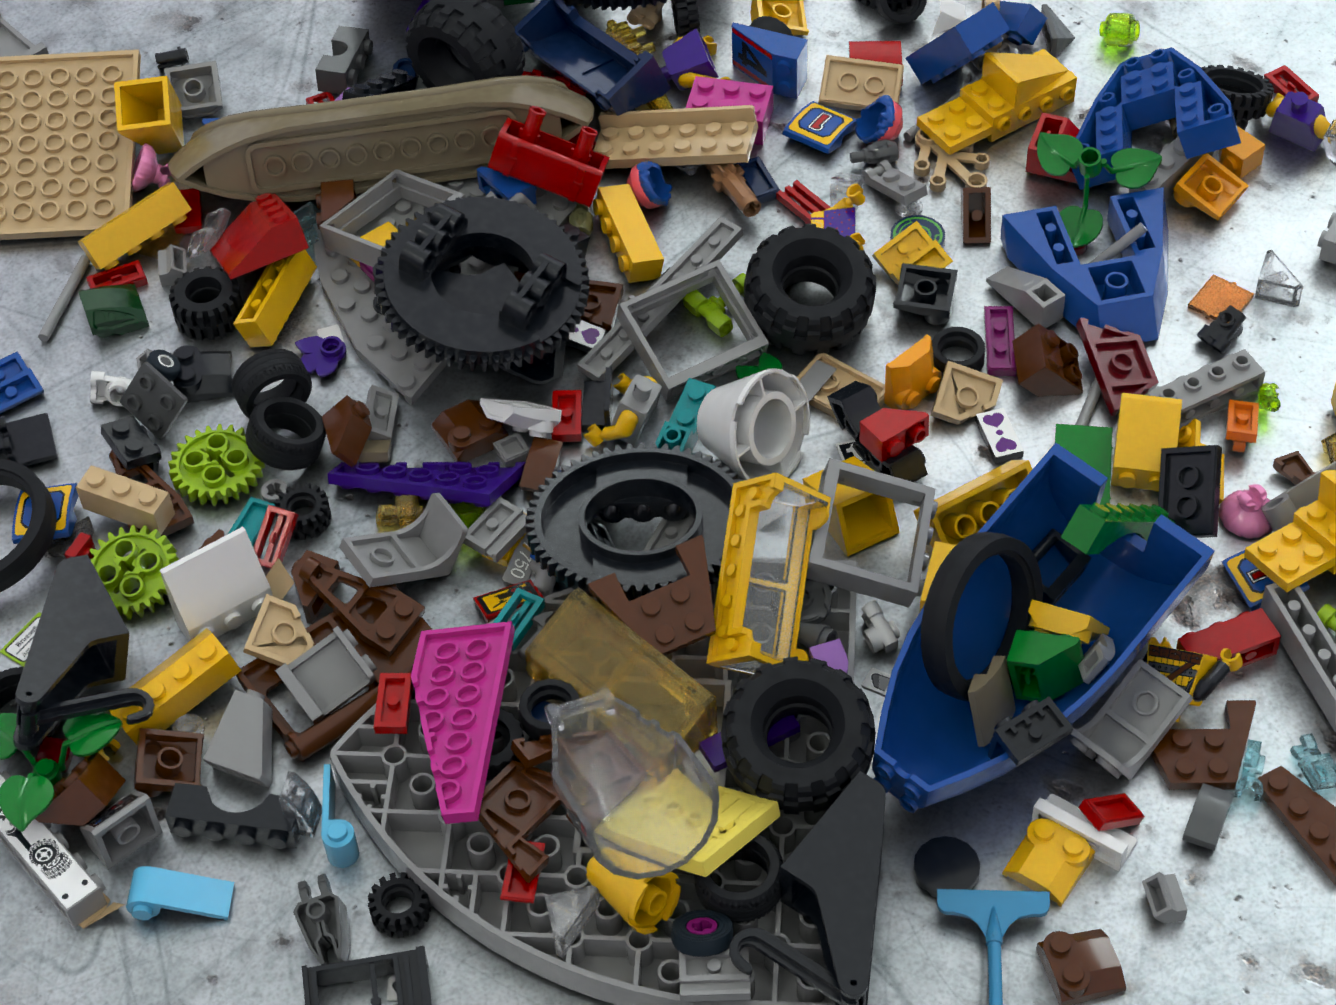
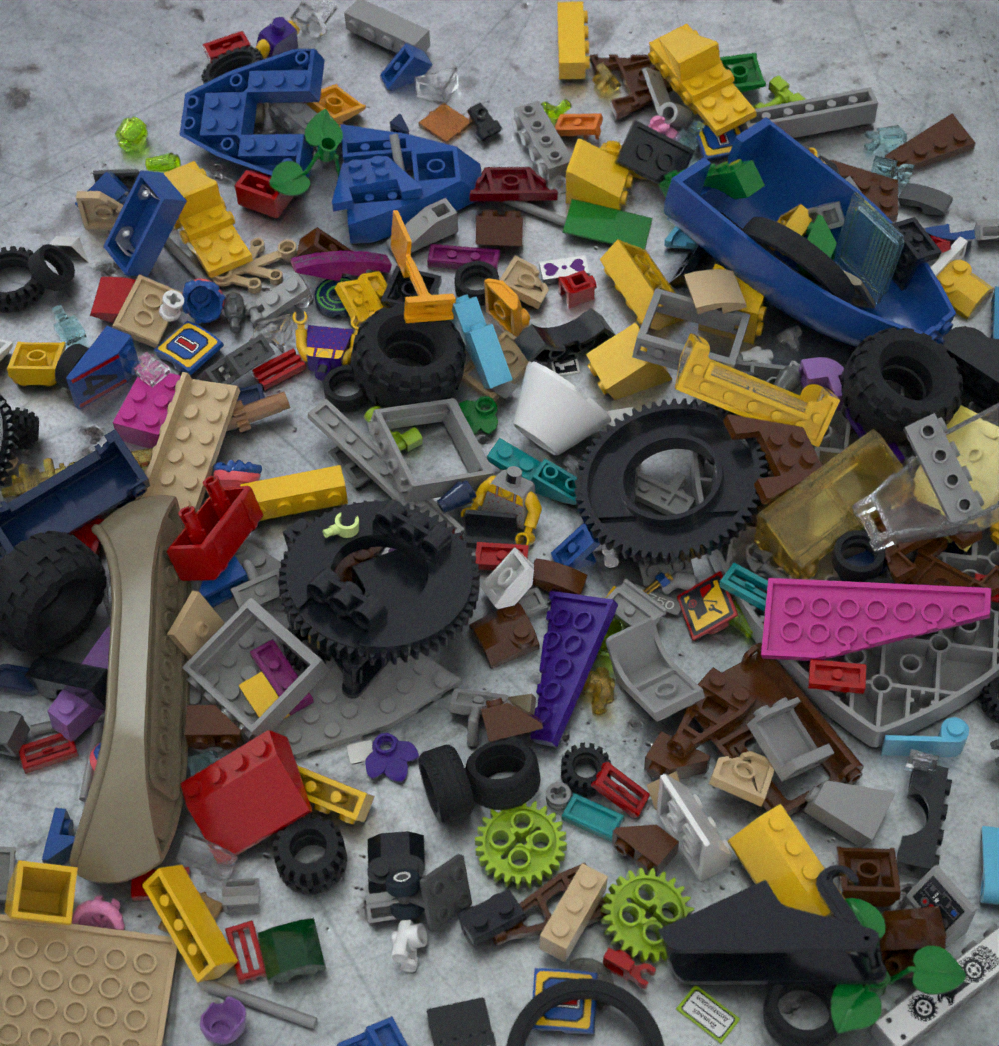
camera: 85 degrees left, 5 degrees up
(42, 269) = (223, 1021): none -> medium lavender hair
(442, 165) = (194, 624): none -> tan plate
(531, 230) = (342, 531): none -> yellowish green piece
(582, 218) = (267, 534): olive piece -> none
(629, 358) = (456, 497): none -> dark blue cone
(631, 747) = (943, 469): none -> light grey brick
(690, 58) = (81, 429): dark purple torso -> none
(760, 86) = (151, 369): none -> clear tile
(796, 162) = (238, 362): none -> dark grey slope
(832, 32) = (67, 327): none -> clear light blue plate
(843, 342) = (480, 342): none -> medium azure arch
(869, 92) = (171, 305): none -> white bush
(892, 431) = (577, 319): red slope -> none
(931, 540) = (715, 290): none -> tan slope
(953, 222) = (334, 263): none -> magenta slope
(960, 261) = (424, 306): none -> light orange piece
(964, 455) = (579, 288): none -> red window
(1049, 681) = (868, 247): none -> clear light blue piece
(1079, 217) = (371, 175): none -> blue wing
(1083, 65) = (163, 162): none -> clear neon green cone
(1142, 837) = (943, 232): none -> blue slope
(1188, 255) = (398, 125): none -> dark blue slope
(1238, 532) = (688, 137): none -> clear light blue plate
(1298, 247) = (406, 65): none -> blue slope

